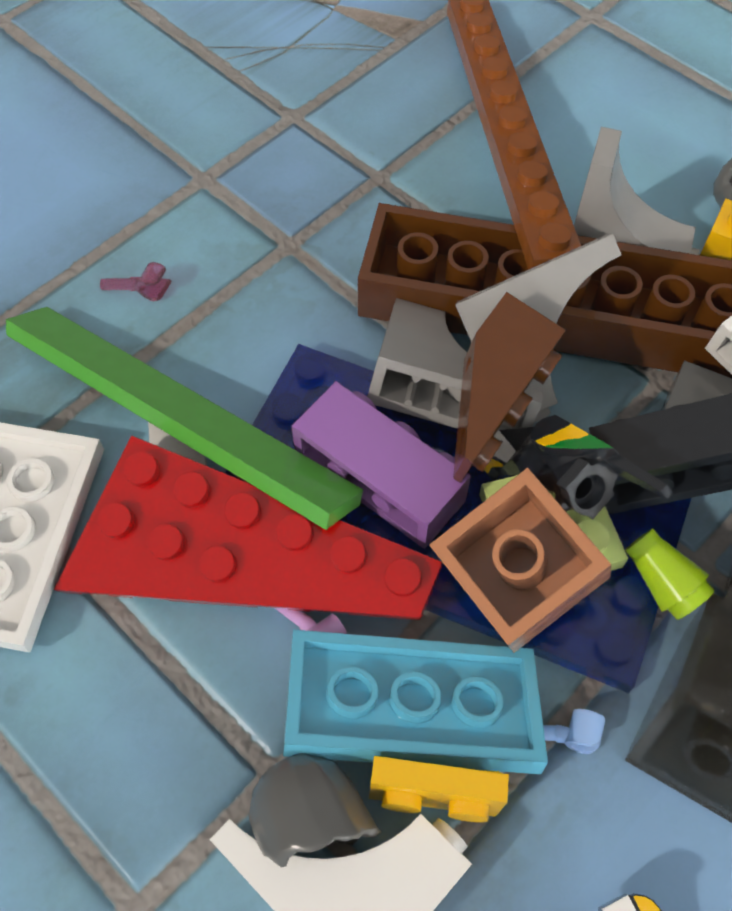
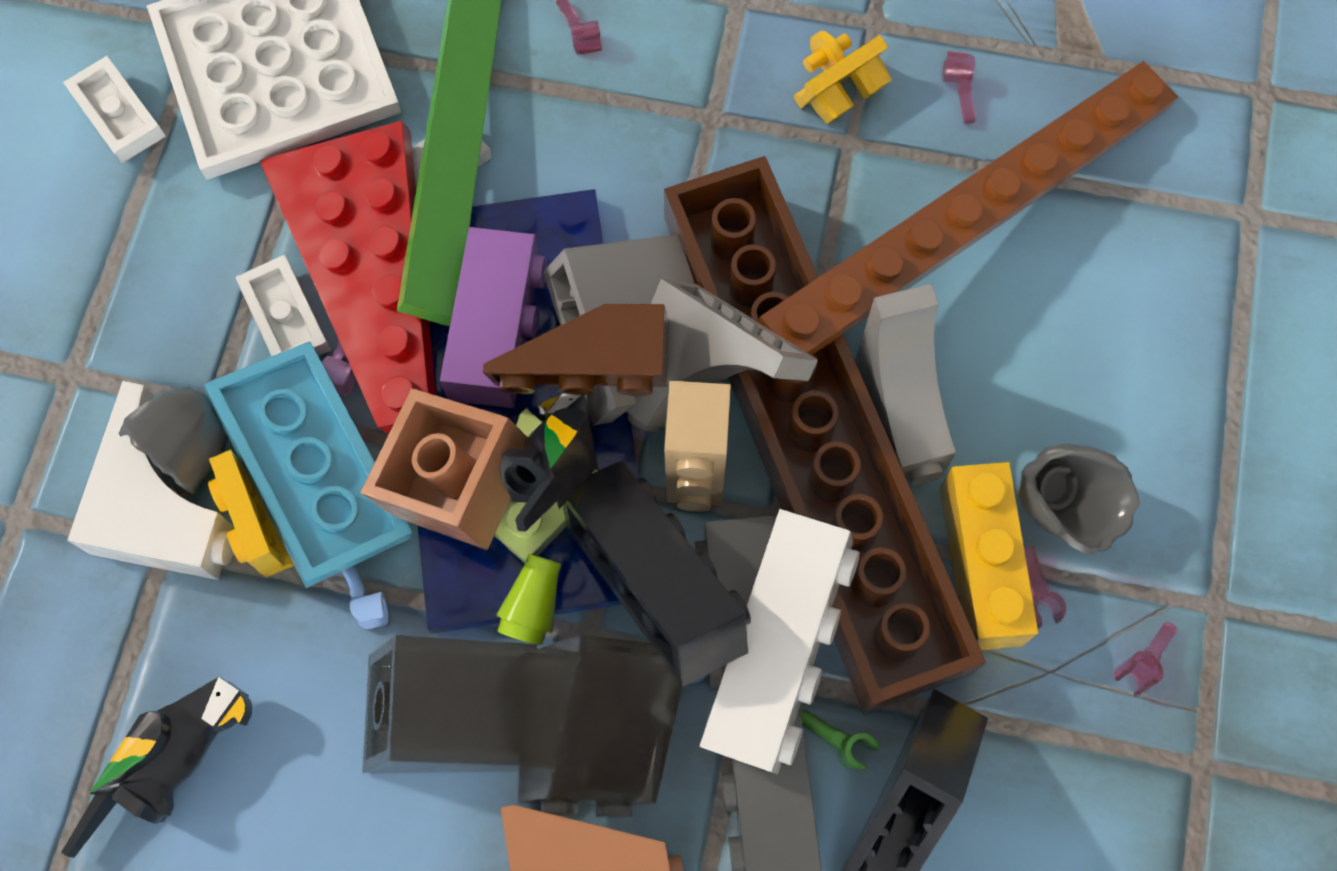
camera: 60 degrees right, 10 degrees up
(230, 651) = (281, 307): none -> white plate
(328, 145) = (862, 66): none -> yellow hips
(378, 86) = (960, 69): none -> clear pink hand
(613, 360) = (696, 444): none -> tan brick

